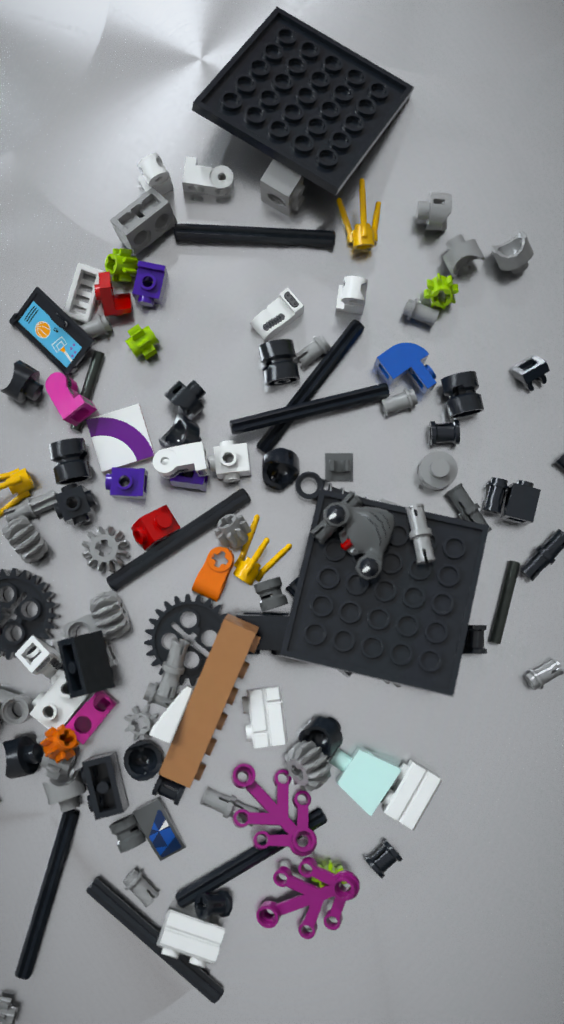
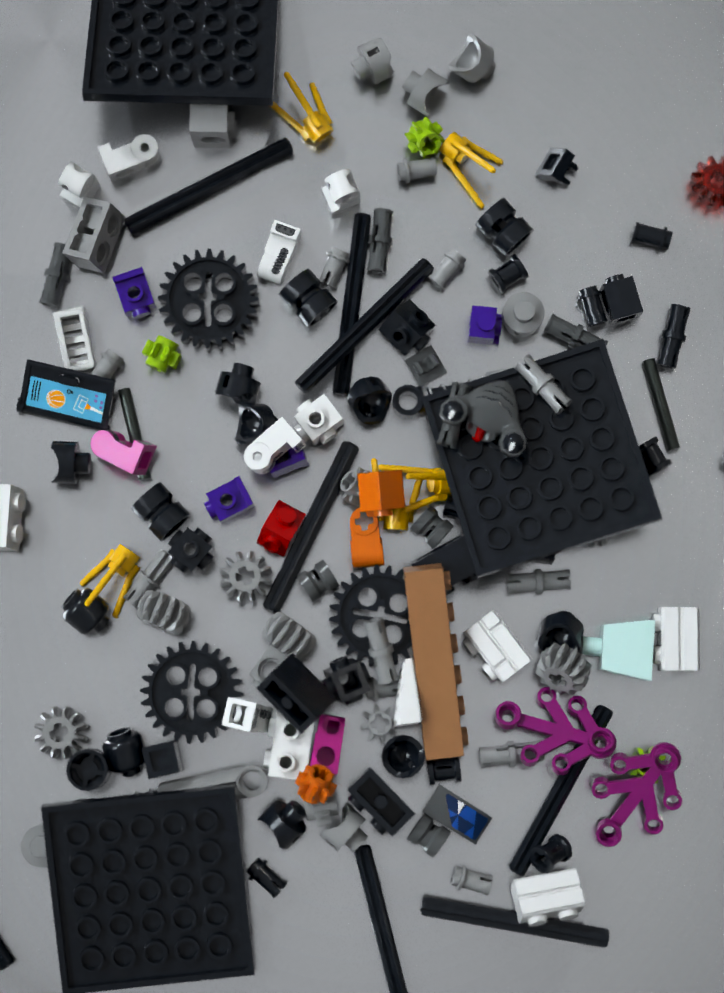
camera: 30 degrees left, 0 degrees up
(98, 238) = (55, 277): none -> dark grey pin
(112, 304) = (110, 332): red bracket -> none
(120, 438) = (195, 461): tile -> none
(121, 265) = (97, 290): lime gear -> none
(134, 684) = (357, 679): none -> black brick
(152, 583) = (311, 584): none -> dark grey wheel
(180, 309) = (236, 299): none -> black gear
(245, 544) = (381, 492): none -> orange brick
(294, 555) = (435, 480): none -> yellow plant
(329, 684) = (538, 581): none -> light grey pin
(342, 429) = (407, 328): none -> black brick
(360, 351) = (380, 240): none -> dark grey pin
(383, 859) = (687, 715): black bush -> none
(402, 462) = (484, 325): none -> dark purple brick
(405, 359) = (429, 223): blue brick -> none
(461, 316) = (459, 149): none -> yellow plant

